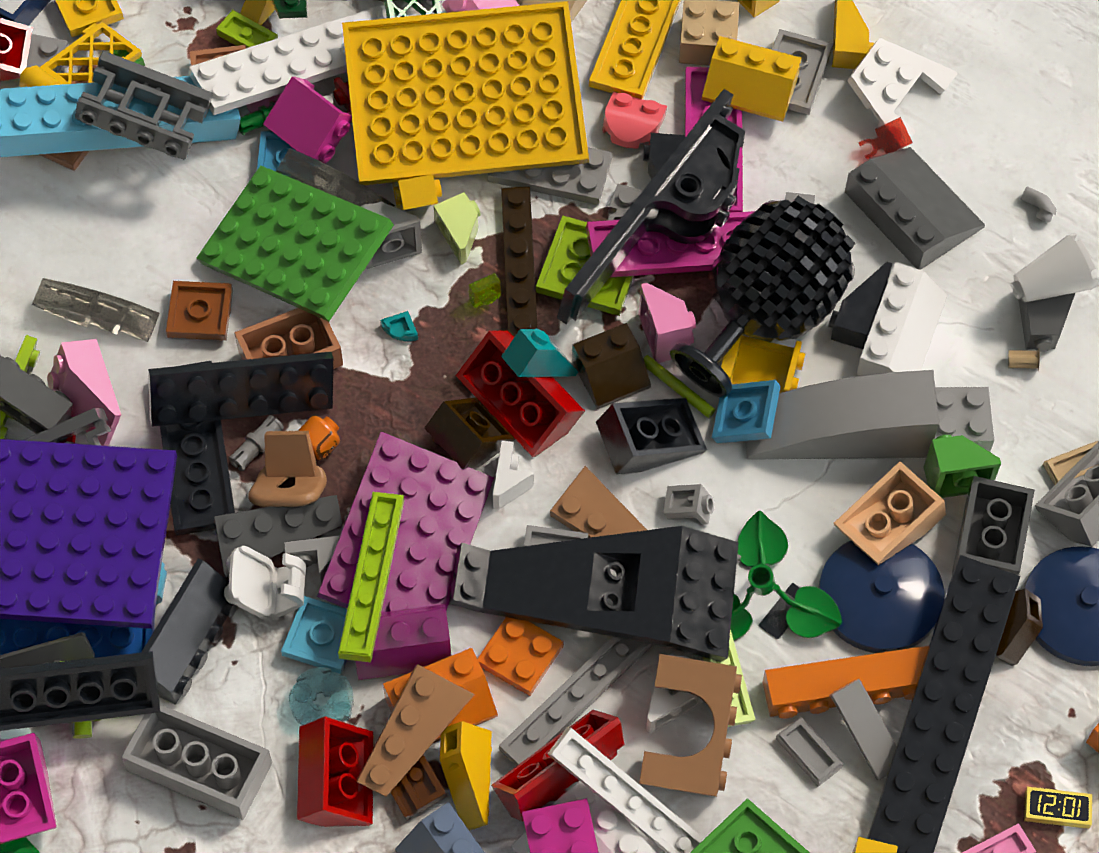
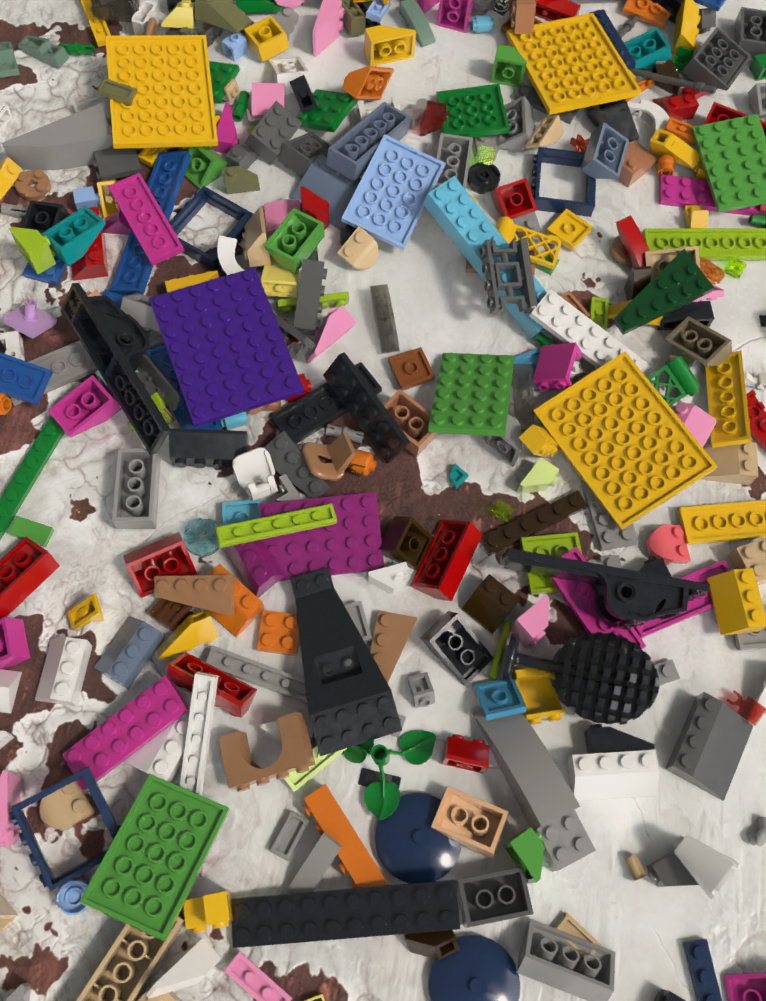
camera: 60 degrees right, 5 degrees up
(536, 356) = (468, 557): teal slope -> none
(801, 484) = (466, 754): none -> red slope

